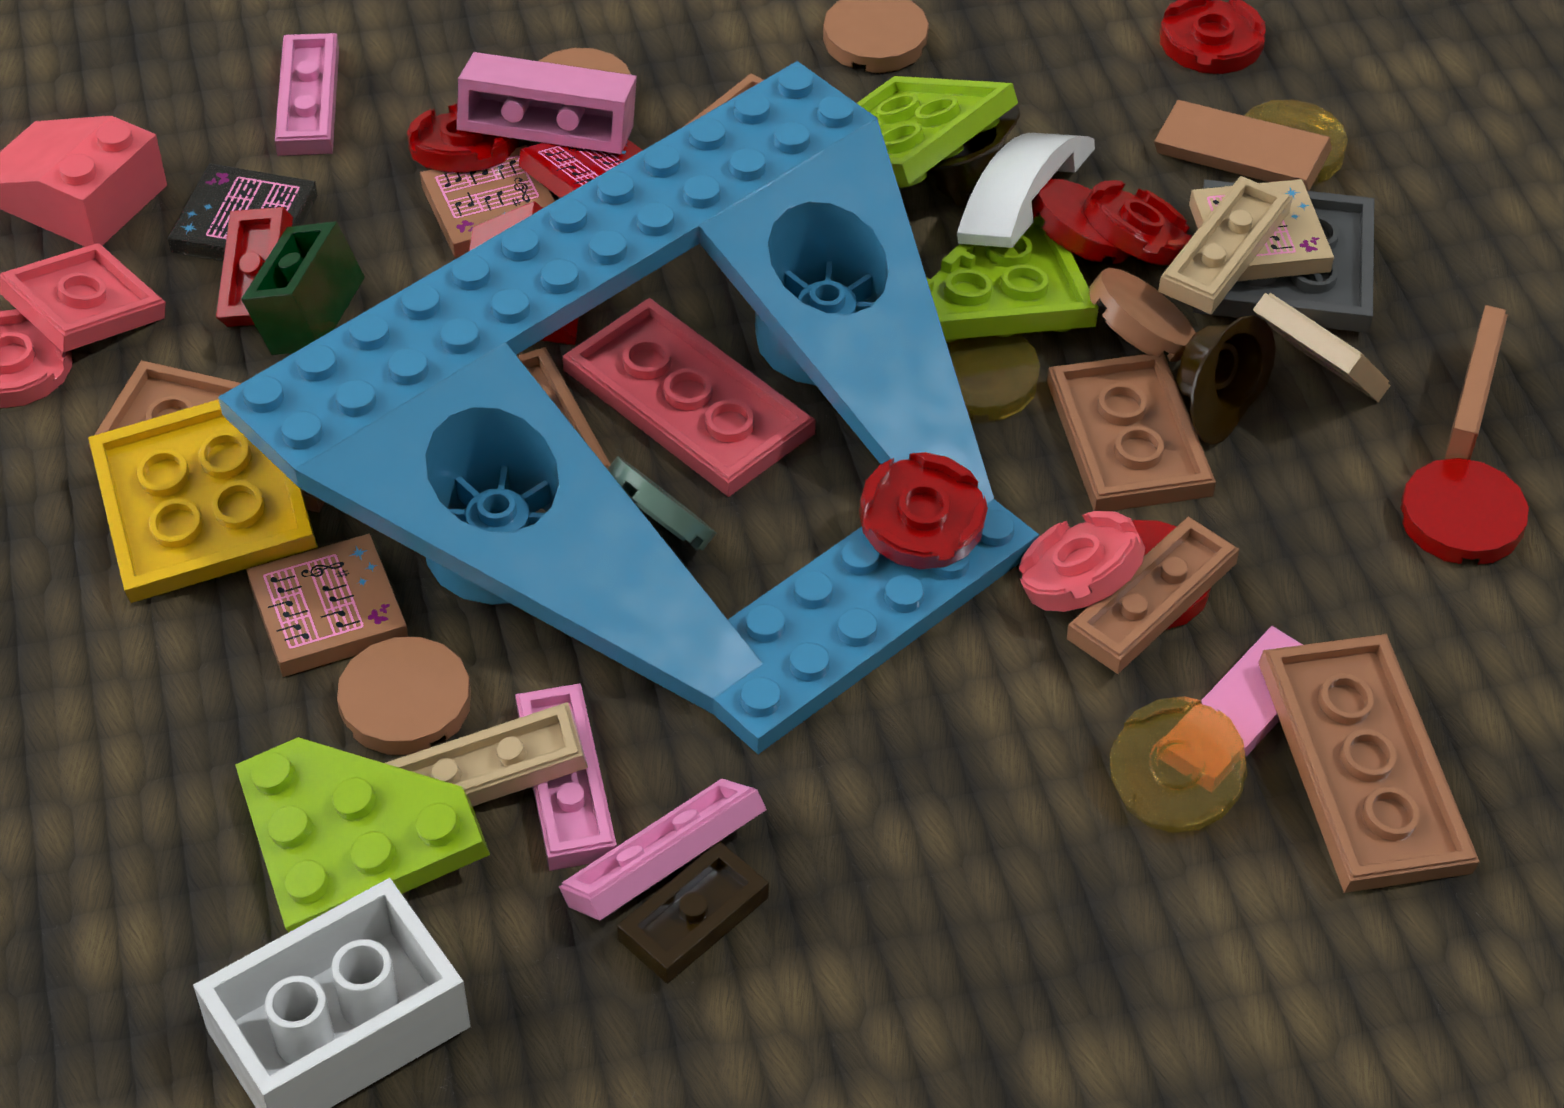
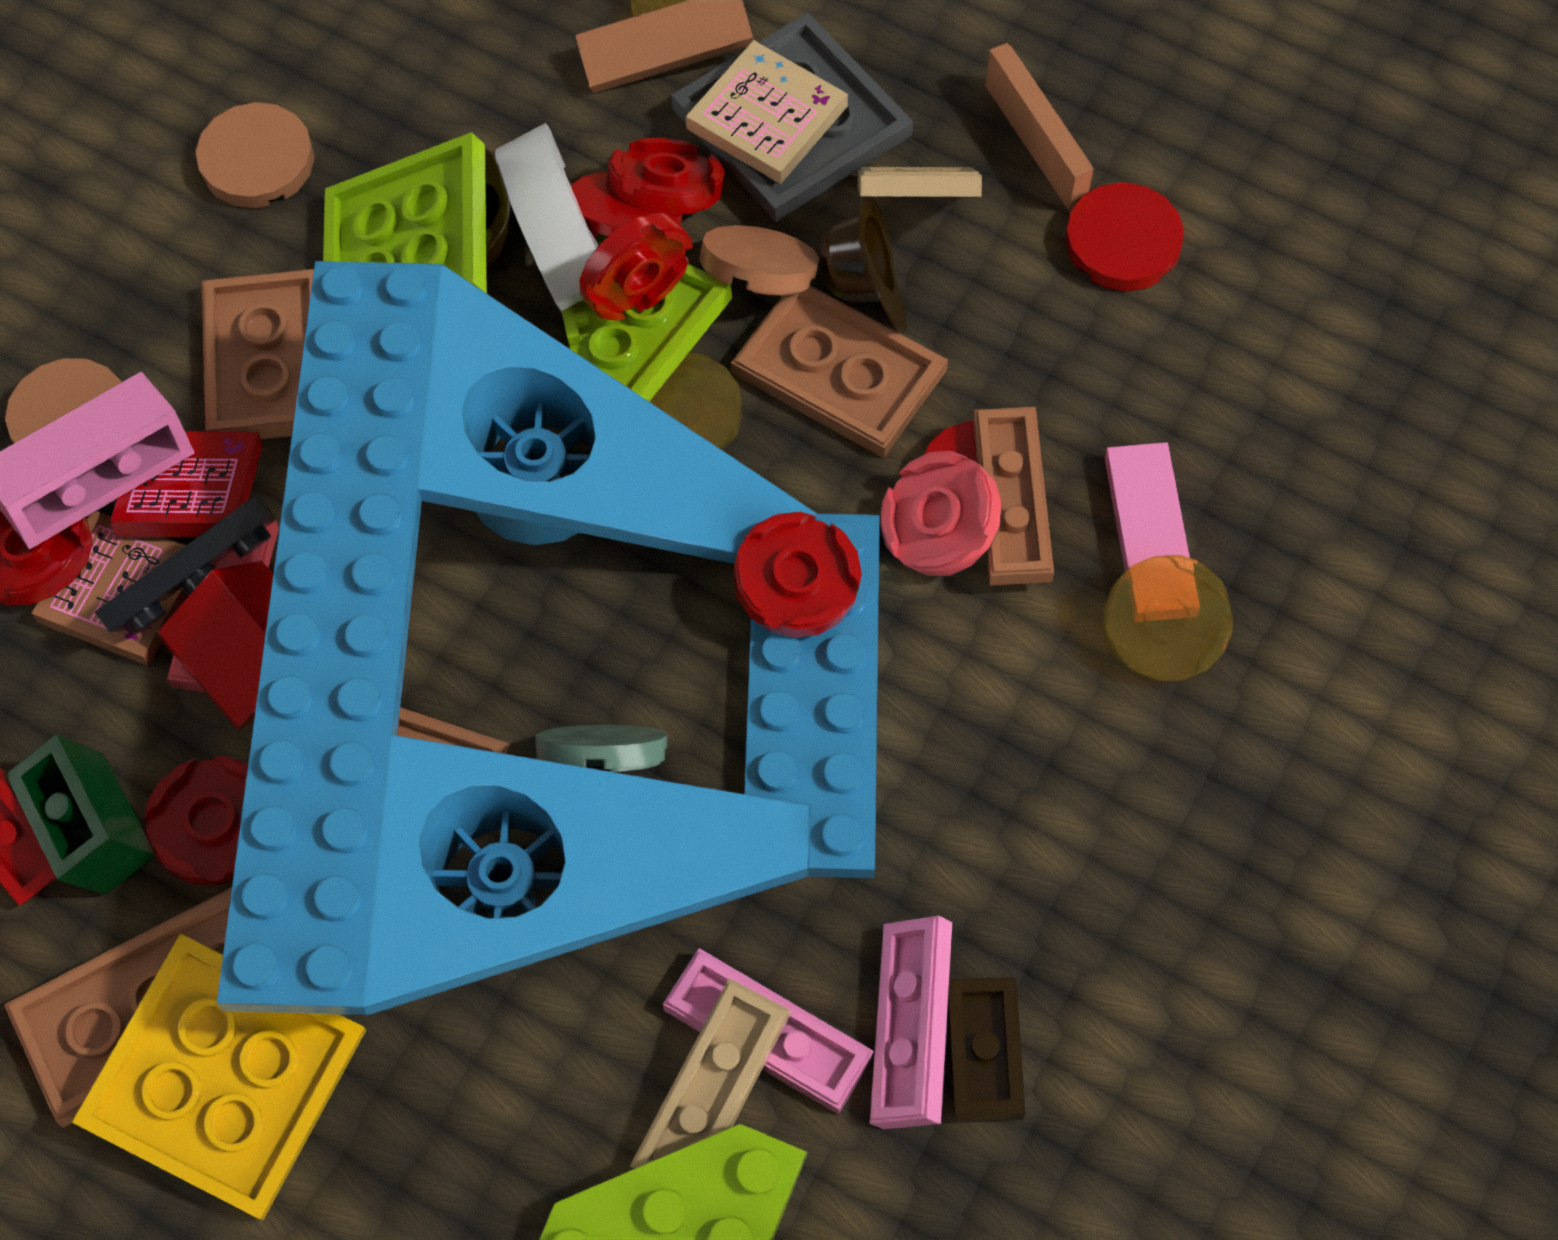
camera: 45 degrees left, 15 degrees up
(326, 604) = (426, 1072): nougat tile -> none
(404, 695) = (577, 1085): nougat tile -> none
(486, 197) = (141, 602): none -> black plate
(689, 396) = (511, 625): coral tile -> none
(1025, 230) = (635, 266): none -> red tile
(1225, 245) = (768, 149): tan tile -> none
(1367, 763) = (1272, 501): nougat tile -> none

